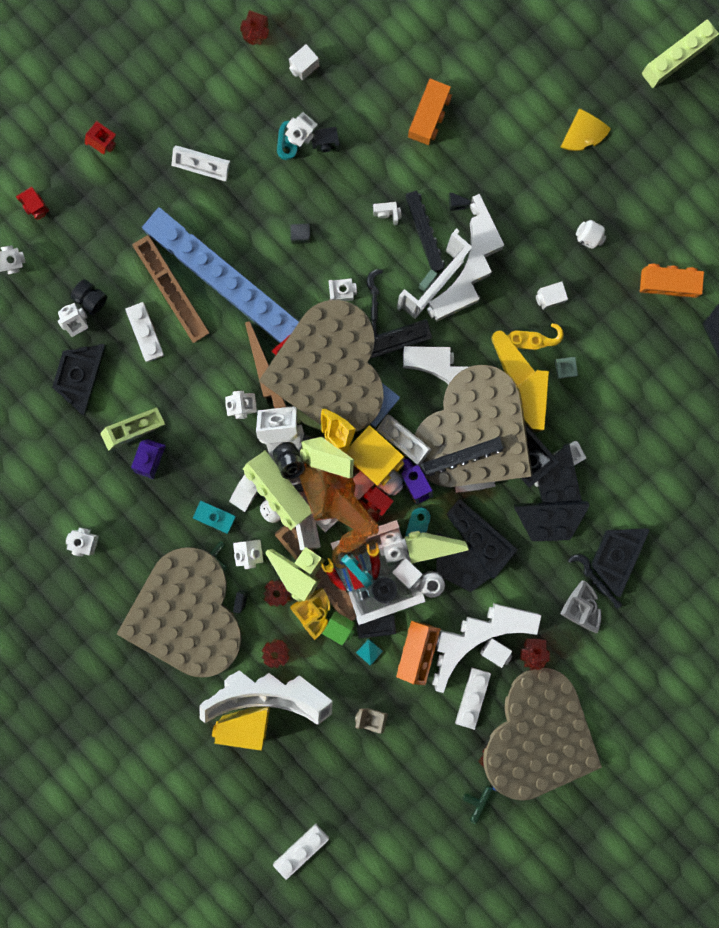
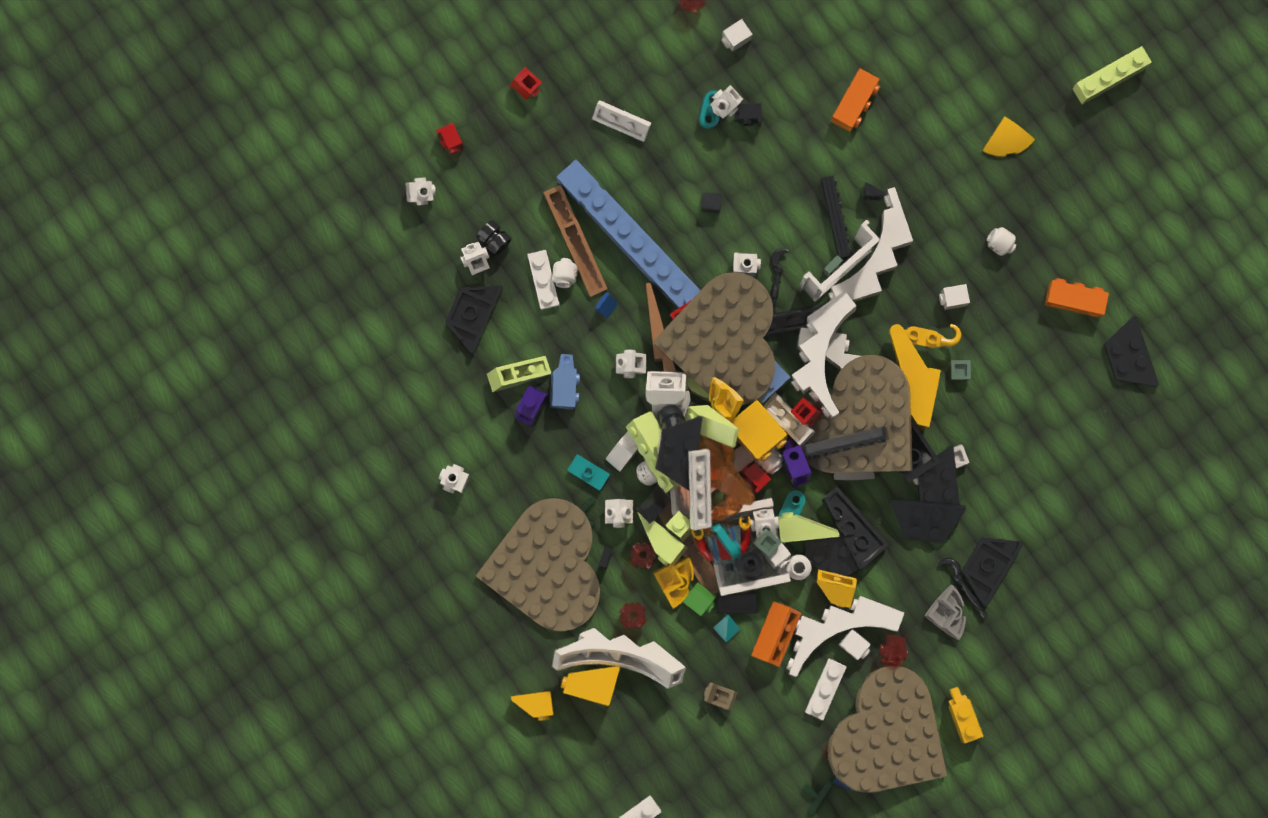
camera: 10 degrees right, 5 degrees down
(164, 323) = (564, 273): none -> white head
(177, 433) = (564, 383): none -> medium blue hinge
(191, 752) = (536, 704): none -> yellow slope
(209, 349) = (606, 305): none -> blue slope
(280, 543) = (653, 505): none -> black tile
(297, 489) = (674, 449): none -> black wing
(323, 524) = (700, 489): none -> white plate
(383, 210) = (801, 190): white bracket -> none
(397, 567) = (767, 542): none -> sand green plate
(420, 368) = (812, 376): none -> white arch
(420, 431) = (806, 412): none -> red brick
(472, 599) = (837, 588): none -> yellow slope
(612, 709) = (964, 717): none -> yellow hinge

